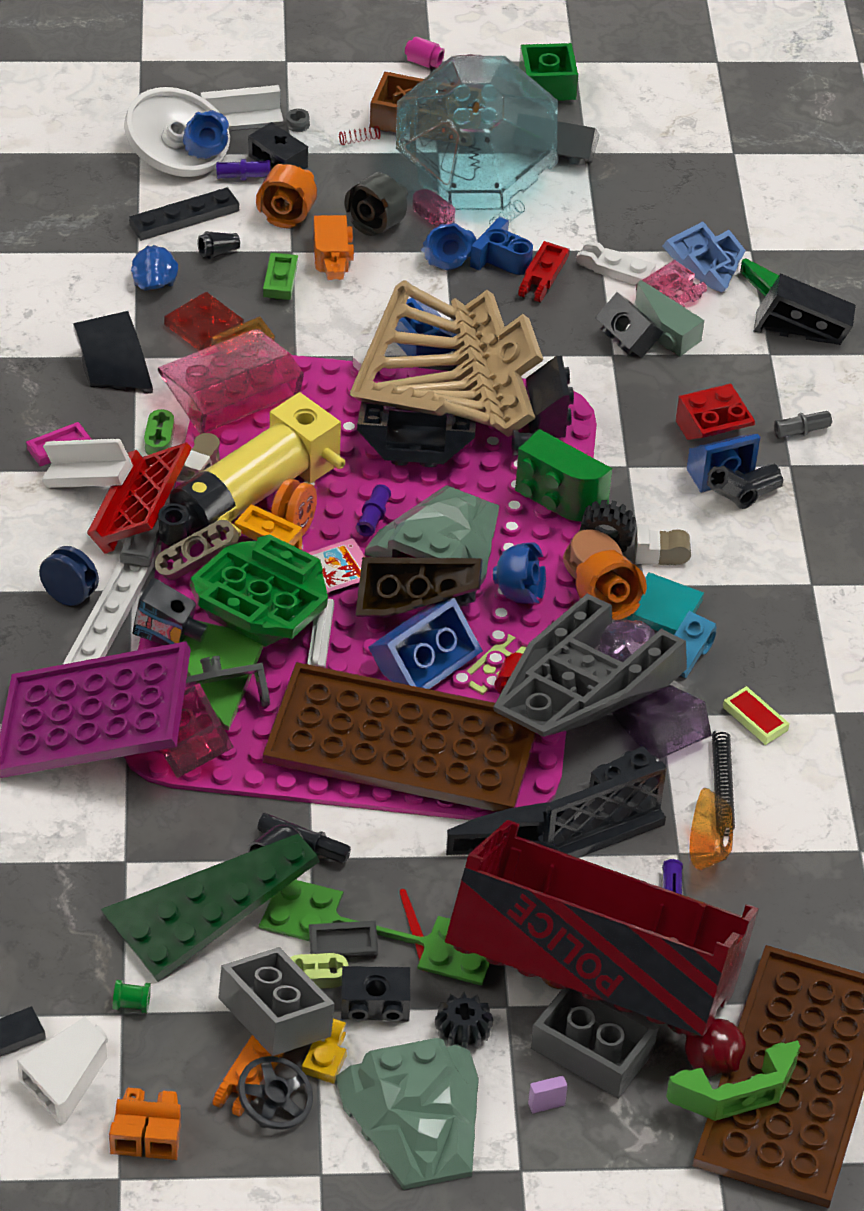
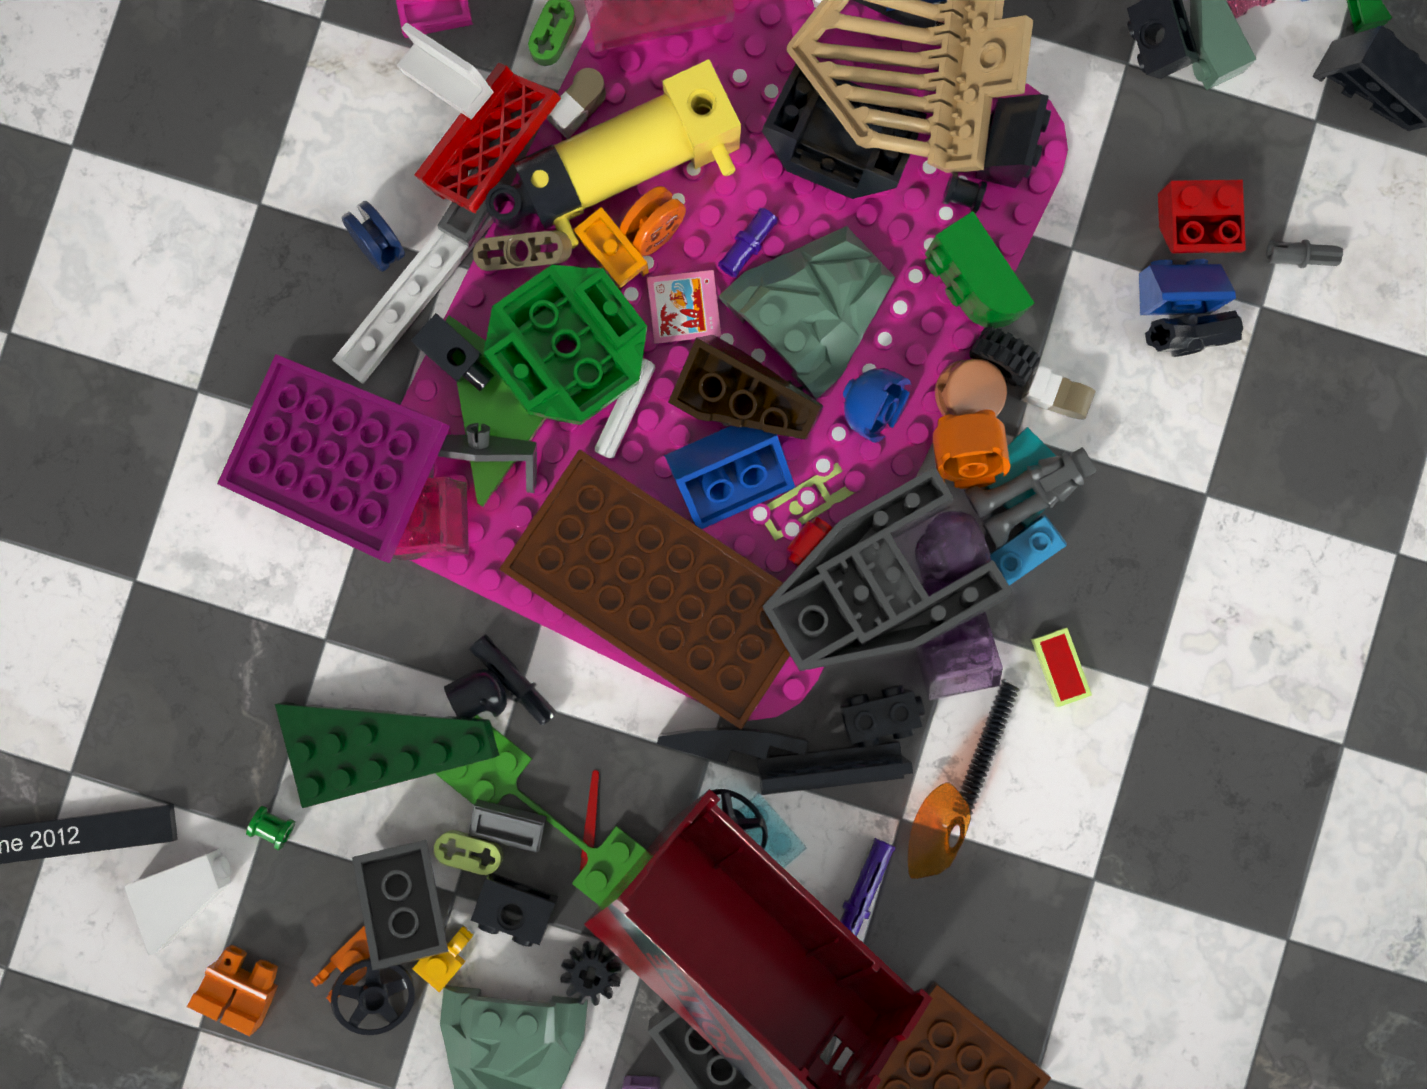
camera: 20 degrees right, 40 degrees up
(679, 591) = (1050, 479): none -> dark grey piece

